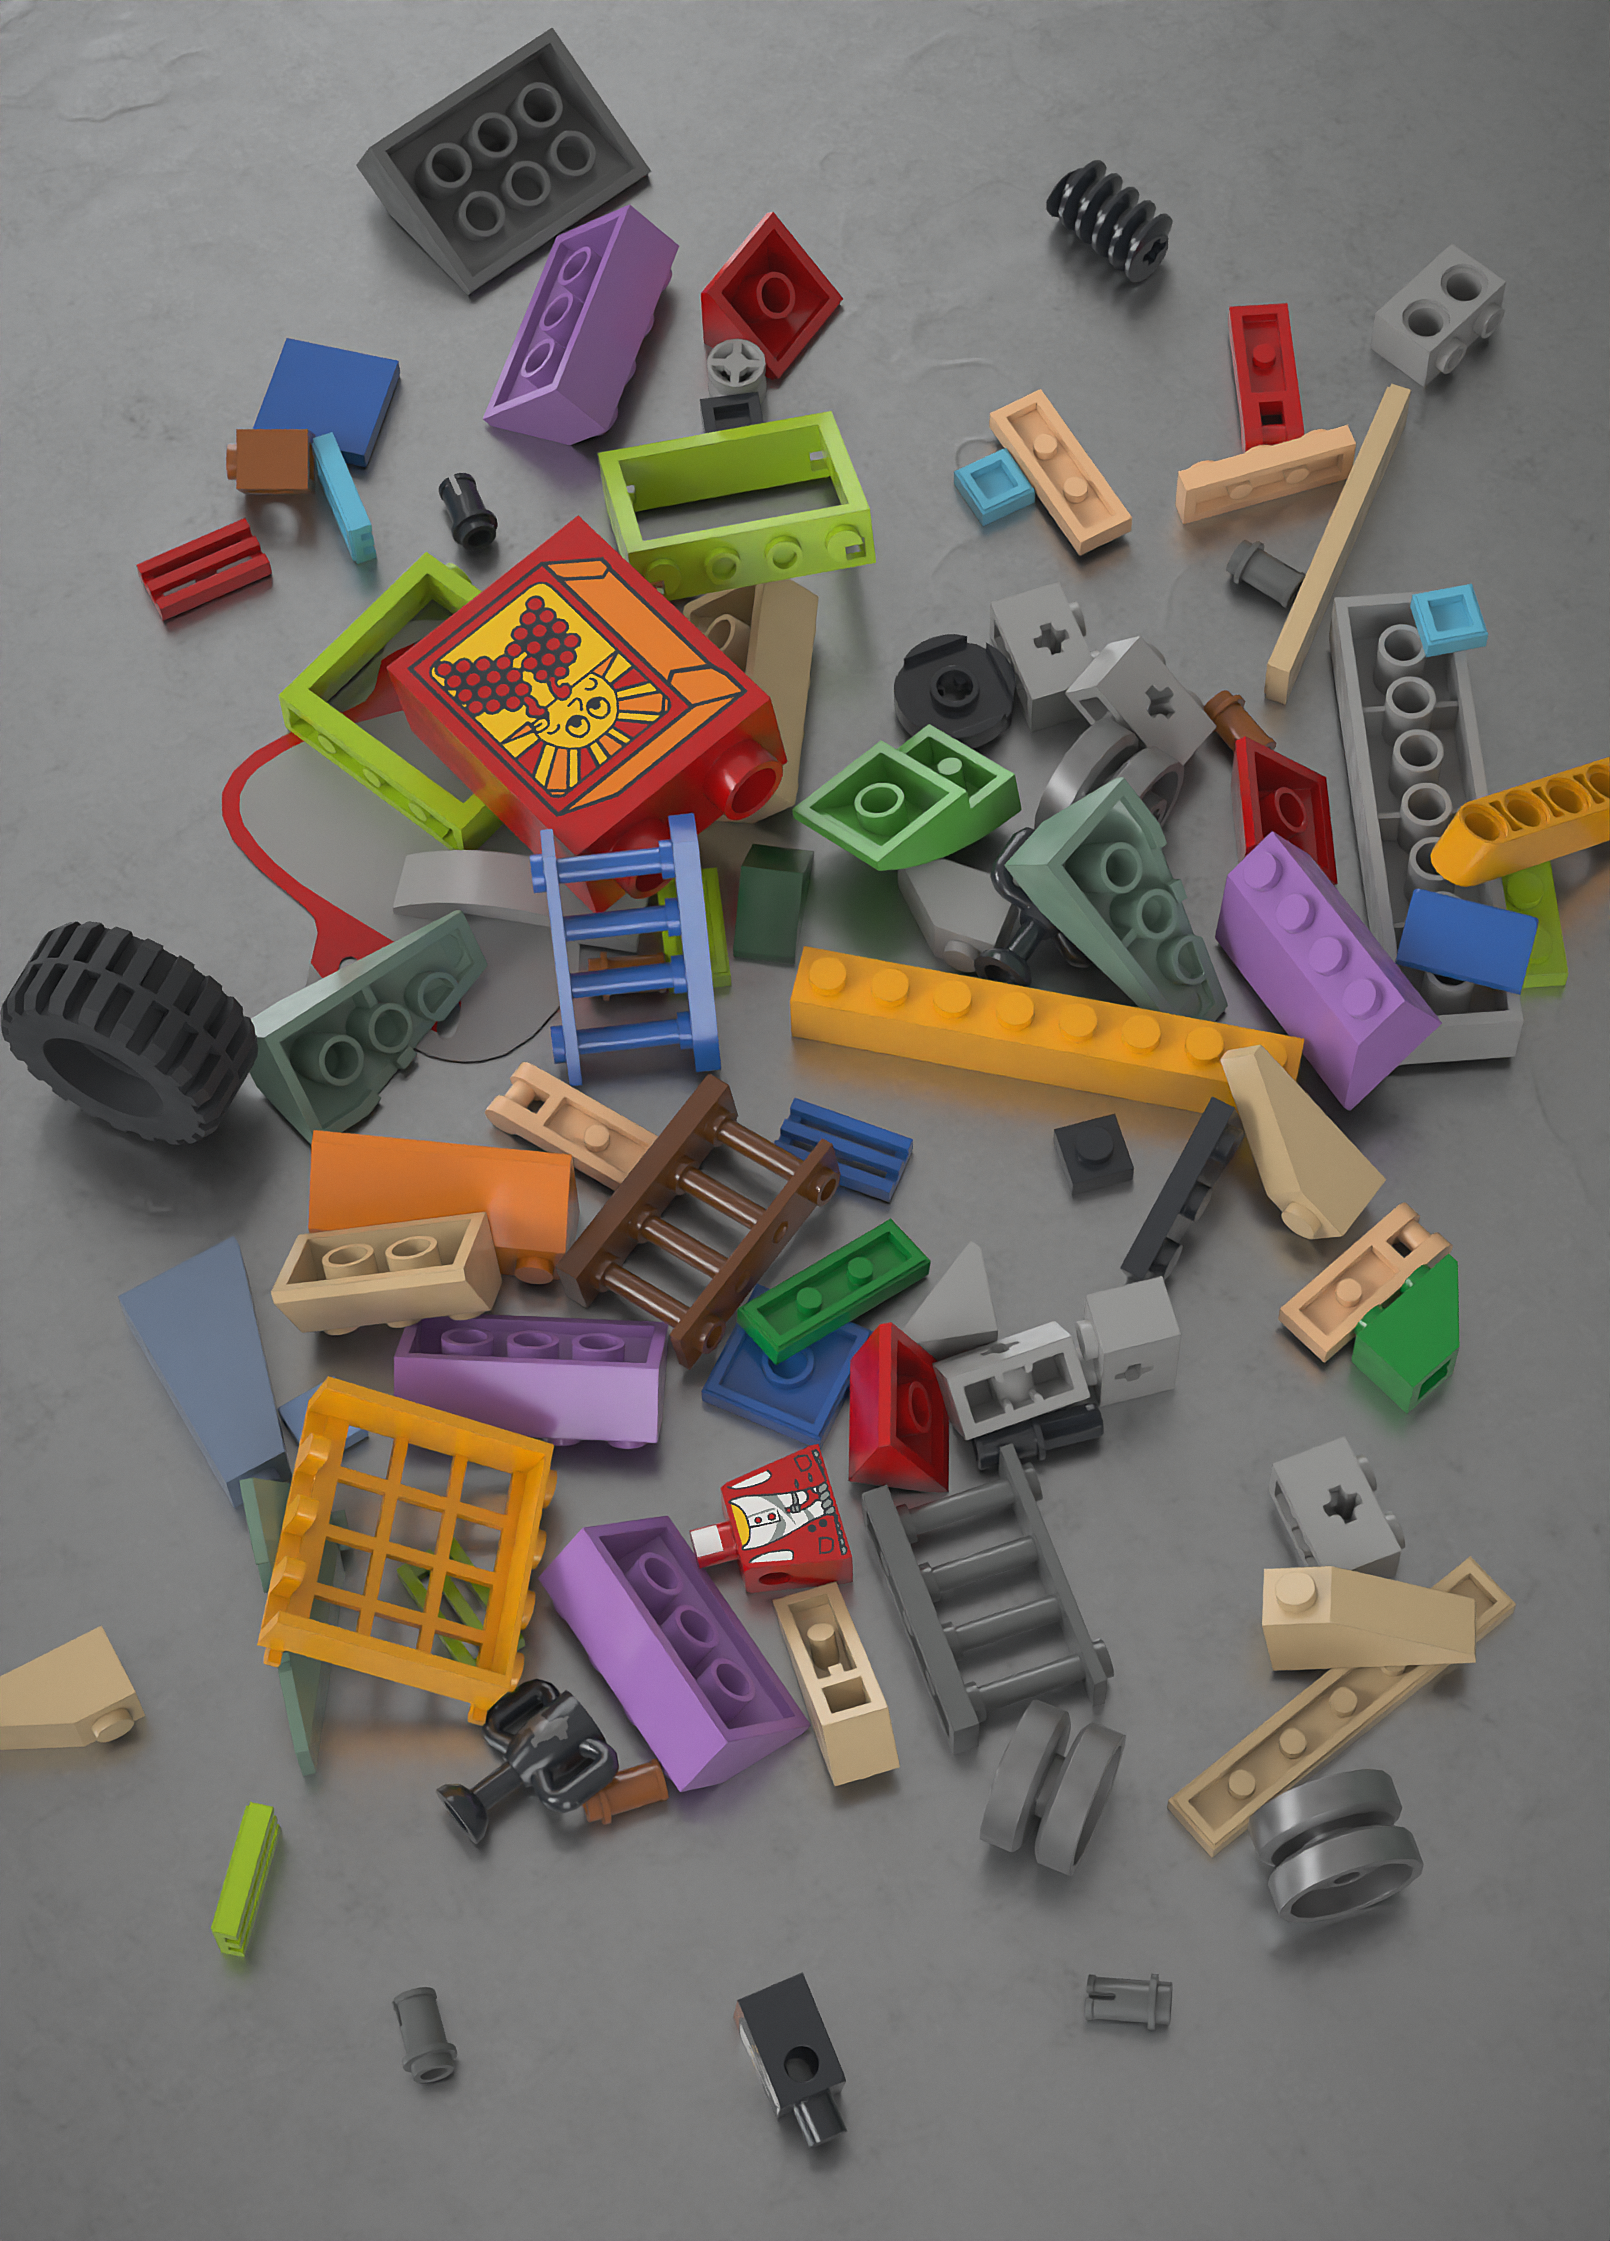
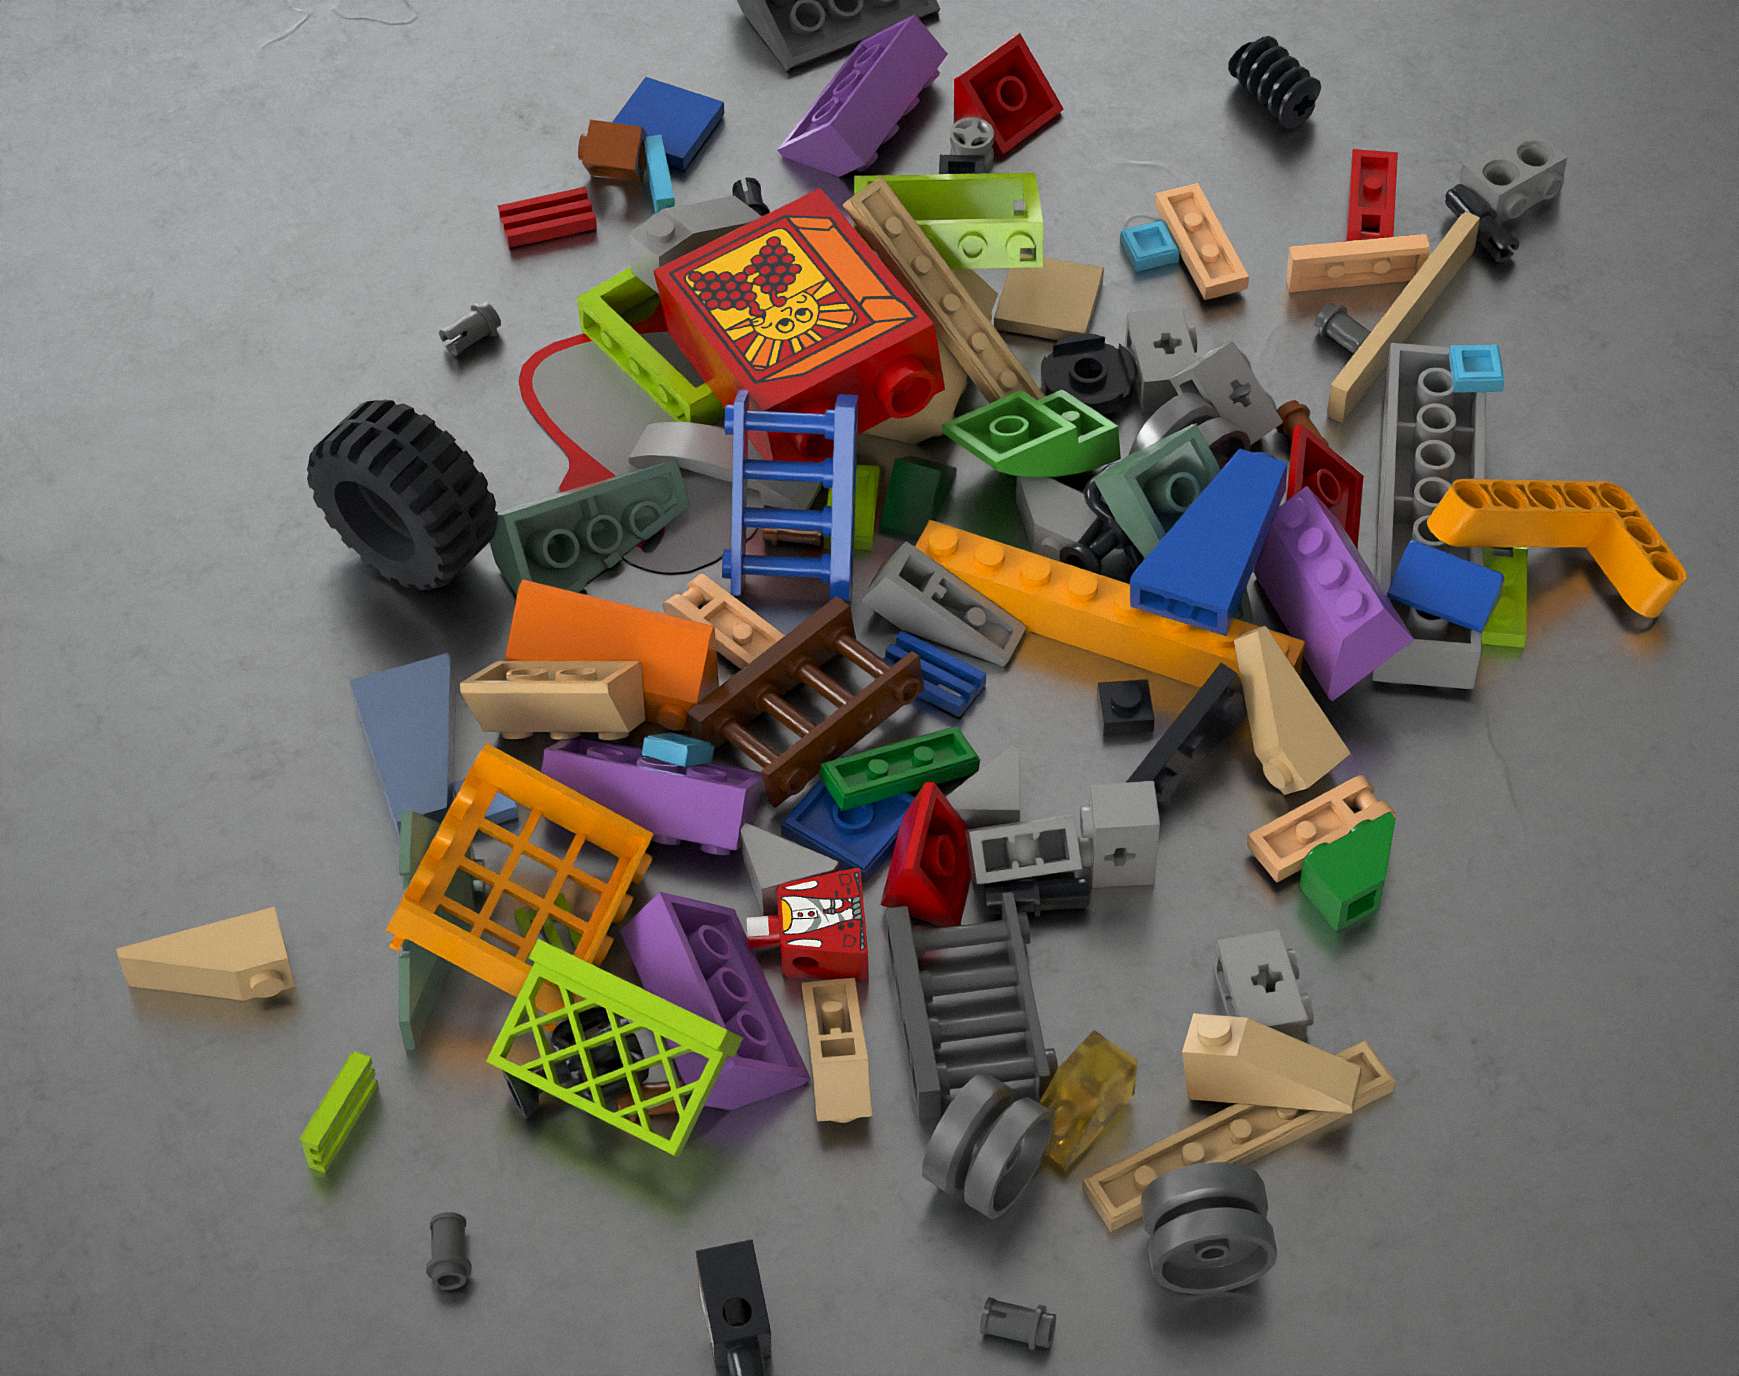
camera: 10 degrees right, 10 degrees down
(144, 752) = (472, 327): none -> dark grey pin
(410, 590) = (682, 230): none -> light grey slope
(553, 1315) = (678, 749): none -> medium azure tile
(589, 1690) = (633, 1004): none -> lime fence
(713, 1453) = (778, 861): none -> light grey slope
(755, 629) = (938, 293): none -> tan tile
(839, 1058) = (941, 607): none -> light grey slope
(889, 598) = (1049, 299): none -> tan tile
(1154, 1695) = (1087, 1094): none -> clear yellow slope
(1172, 946) = (1212, 549): none -> blue slope
(1425, 402) = (1490, 230): none -> black axle

